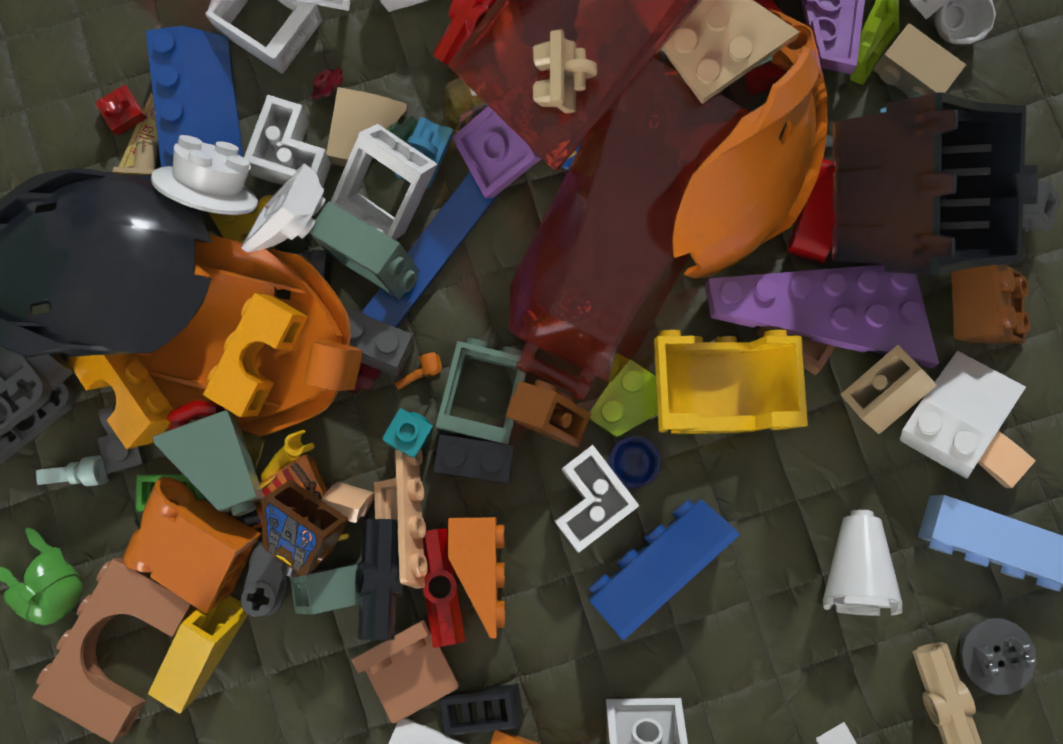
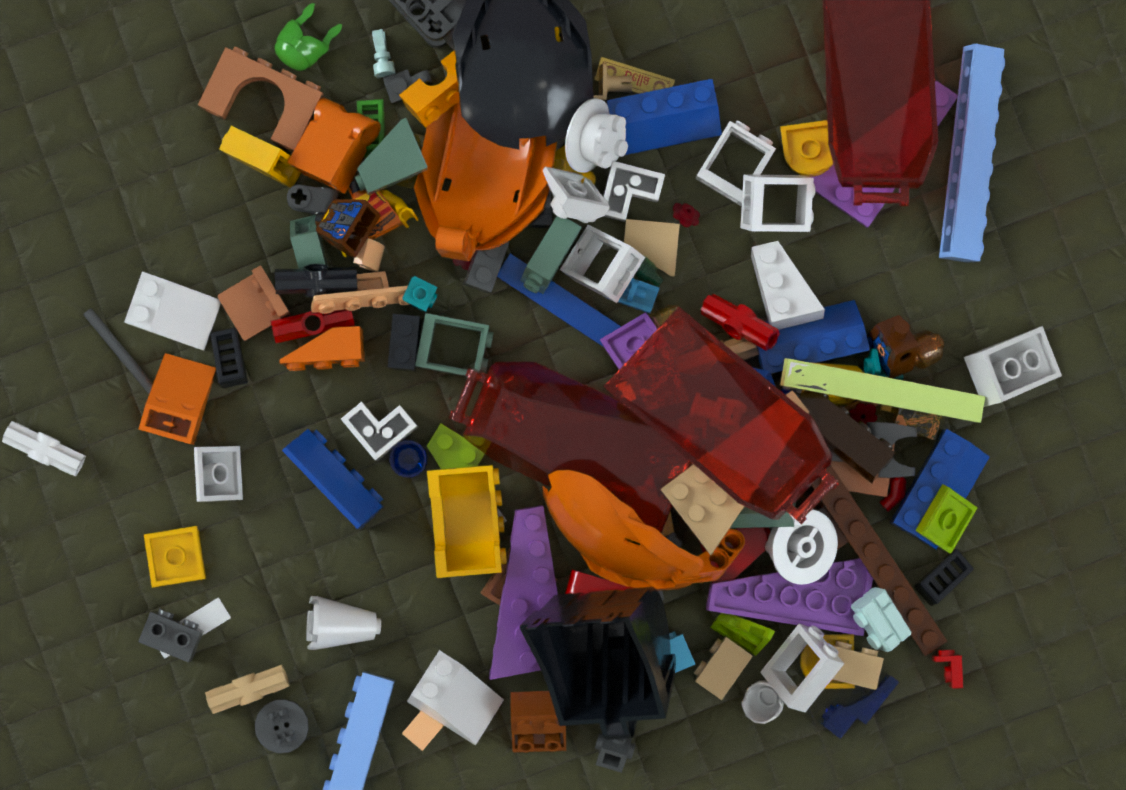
camera: 90 degrees right, 5 degrees up
(121, 110) = (658, 60): red tile -> none
(192, 410) = (428, 137): red arm -> none
(236, 380) = (448, 171): light orange arch -> none
(430, 366) = (473, 306): orange hand -> none
(548, 412) = (439, 394): dark orange brick -> none
(567, 72) = (668, 389): tan hips -> none
(888, 389) = (467, 640): tan brick -> none

